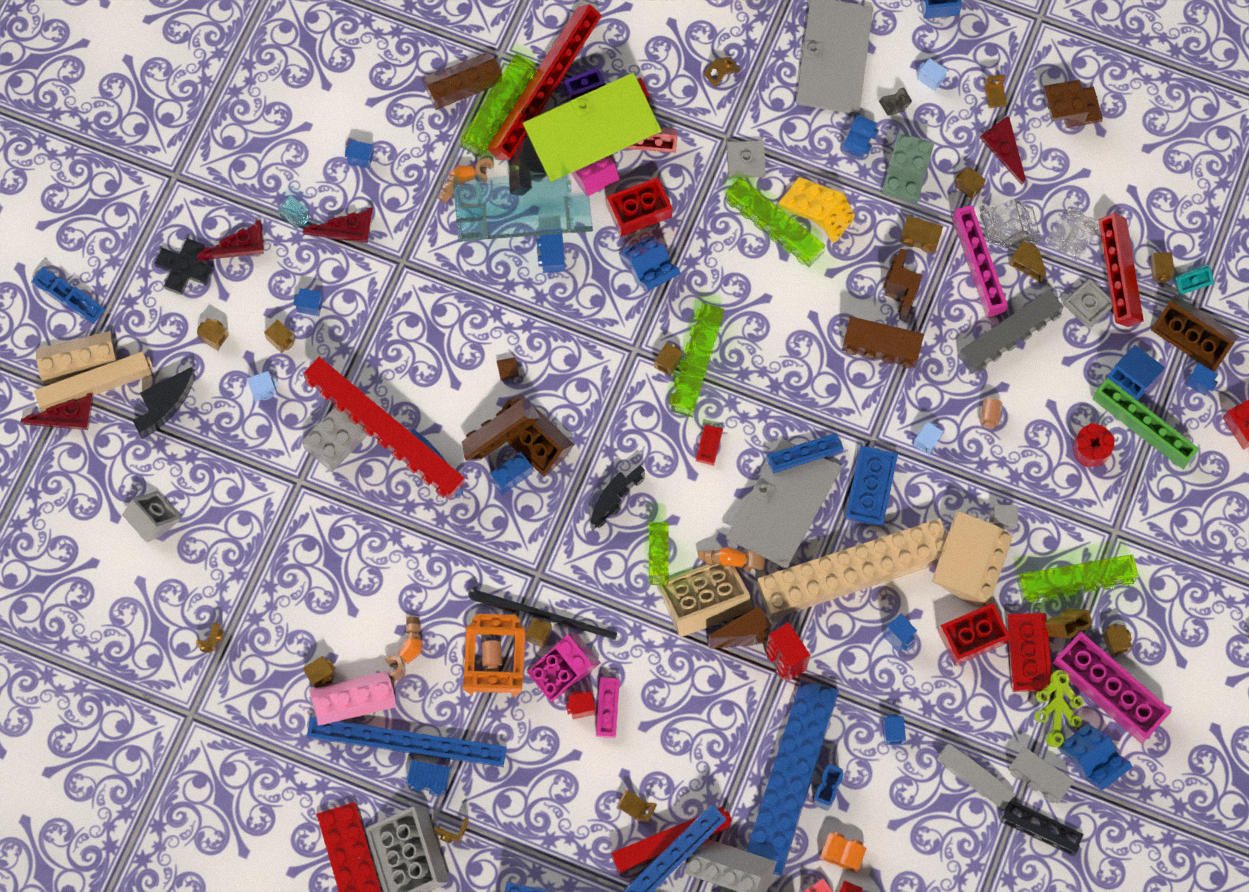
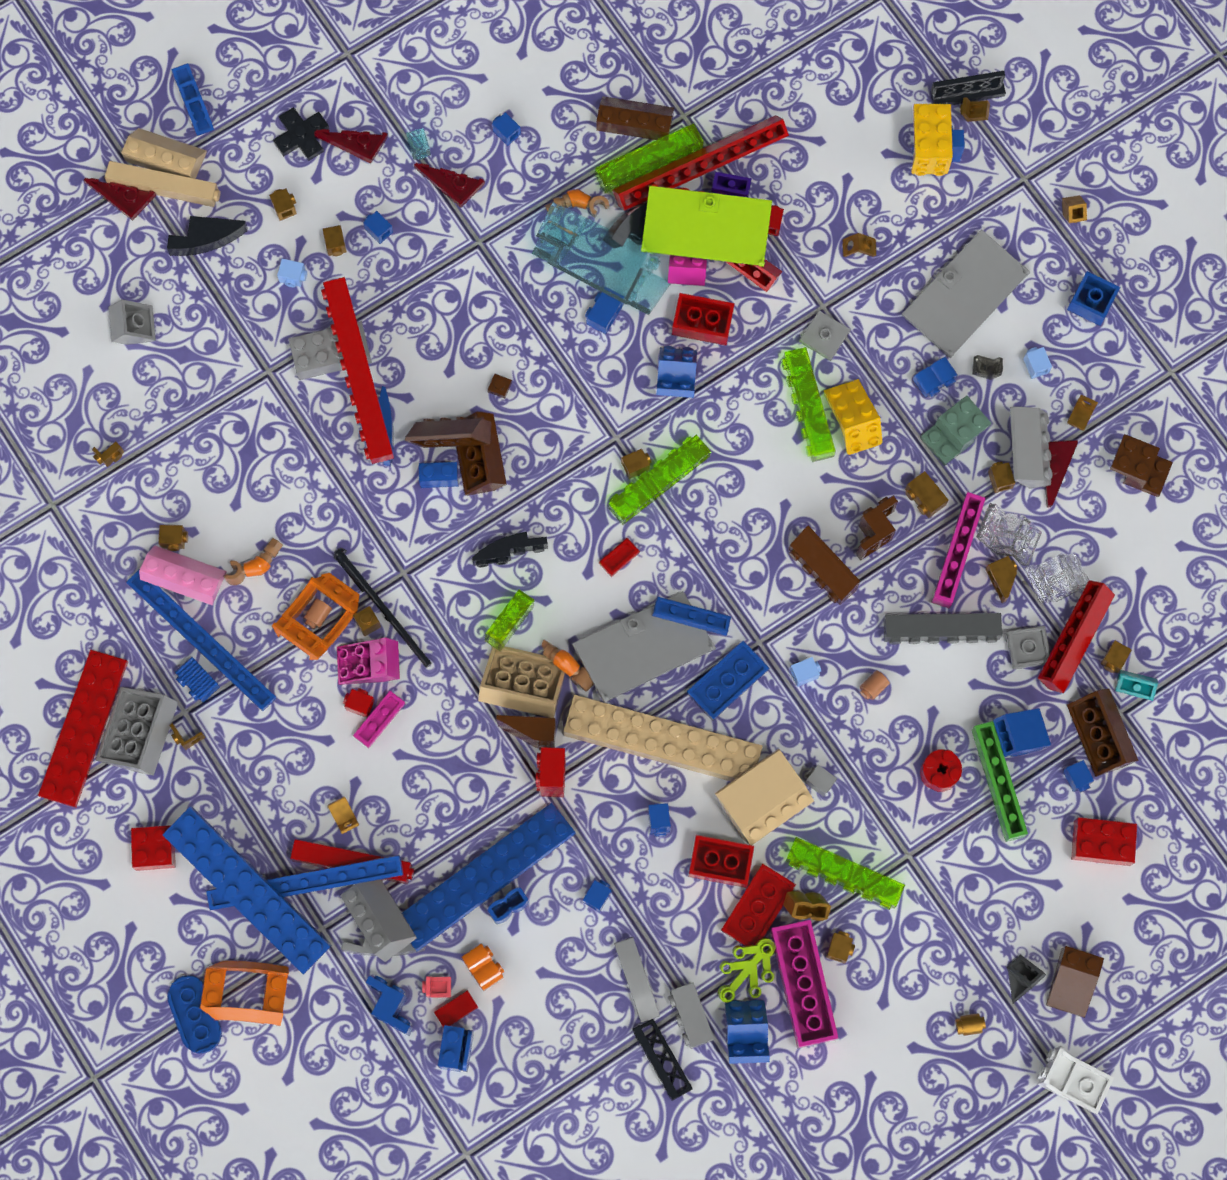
camera: 35 degrees right, 5 degrees up
(977, 142) = (1030, 446): none -> light grey slope

